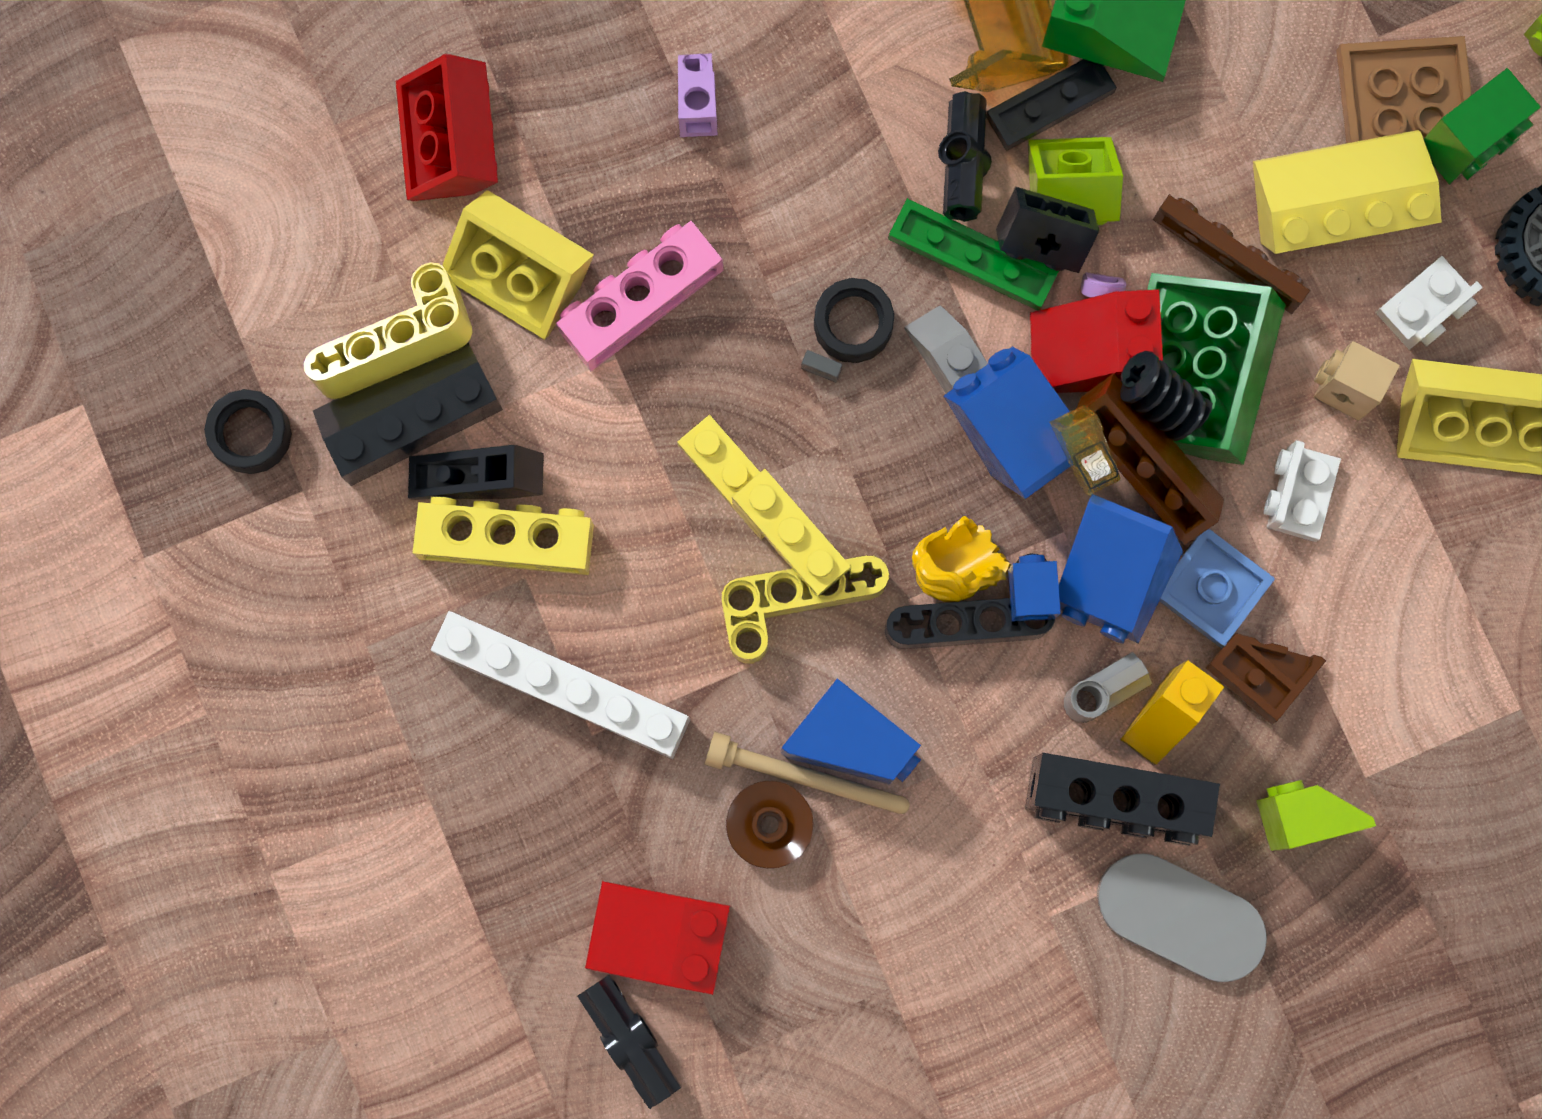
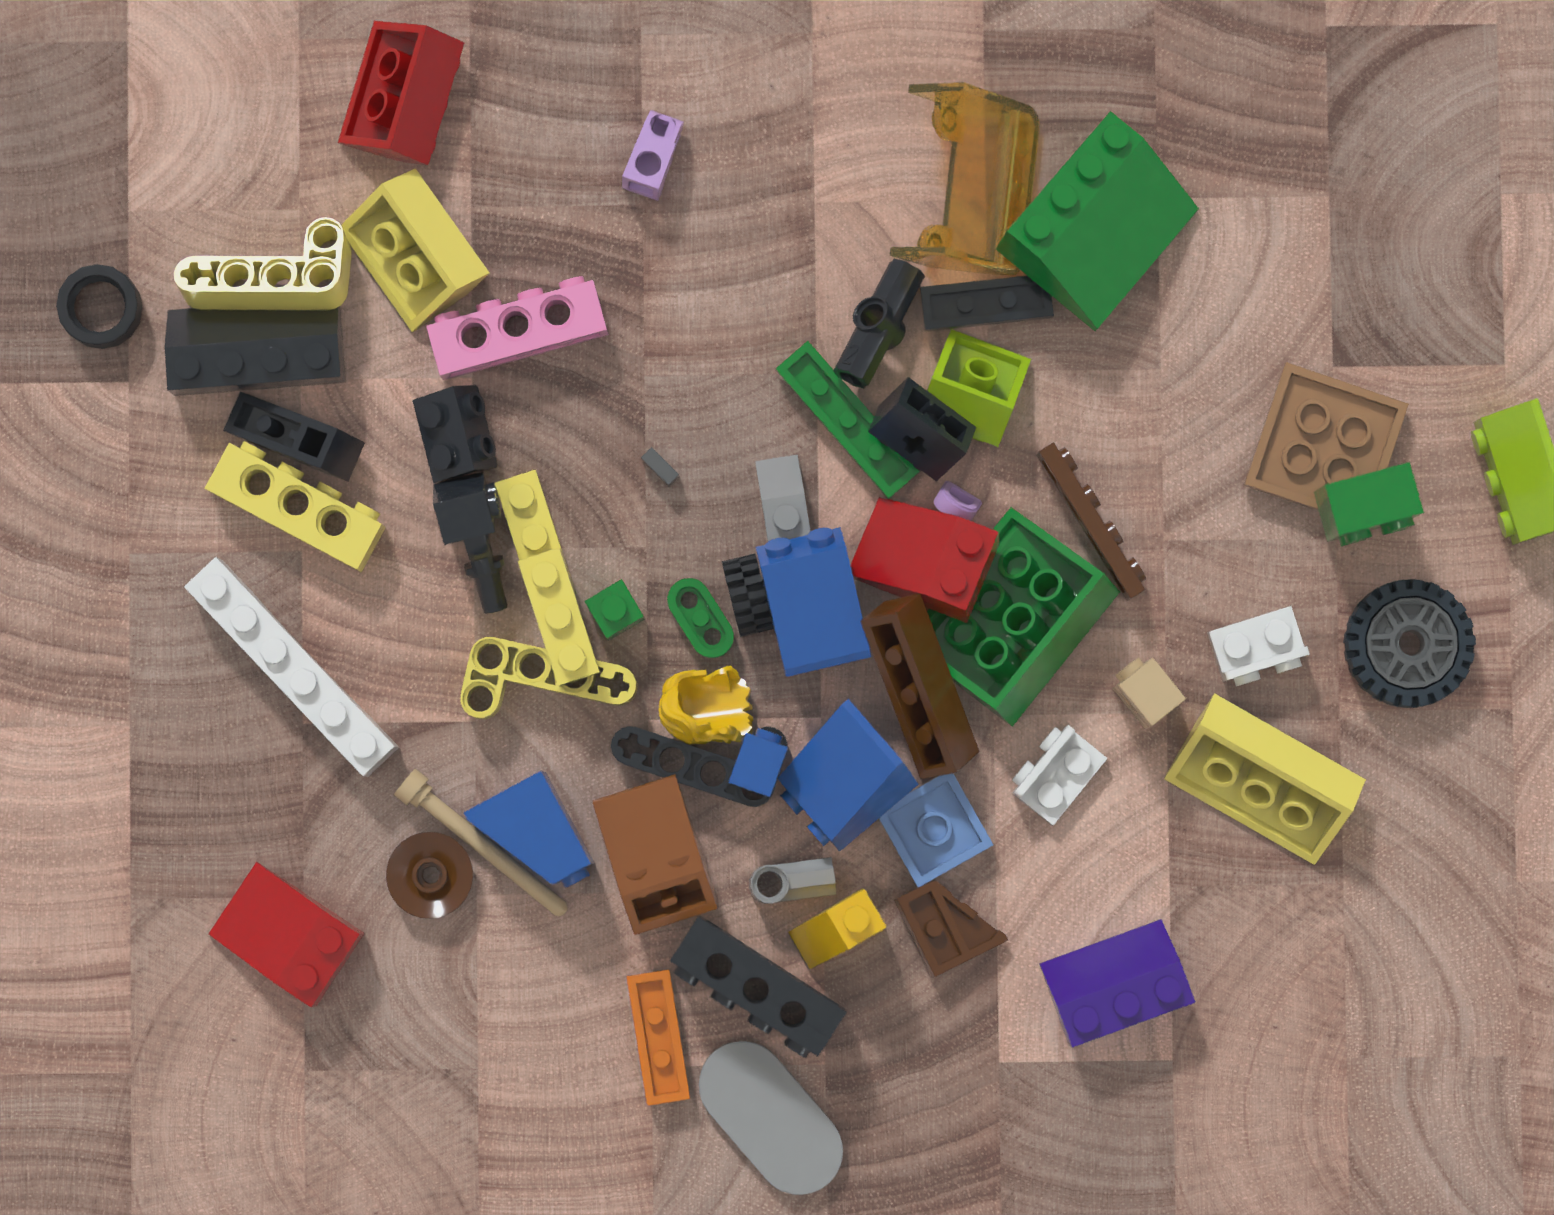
camera: 25 degrees right, 5 degrees up
(621, 411) = (455, 432): none -> black bracket
(629, 1041) = (220, 1017): black piece -> none
(667, 473) = (468, 512): none -> black brick
(837, 509) = (614, 610): none -> green brick
(853, 288) = (714, 404): black tyre -> none
(919, 483) = (701, 618): none -> green plate
(953, 444) = (747, 595): none -> black tyre
(973, 715) = (655, 854): none -> dark orange slope
(1046, 886) = (658, 1037): none -> orange plate
(1086, 449) = (857, 656): clear yellow leg -> none
(1163, 396) = (953, 636): black piece -> none
(1307, 815) = (919, 1075): lime slope -> none
(1346, 192) = (1222, 509): light yellow slope -> none
(1443, 658) = (1116, 983): none -> dark purple slope

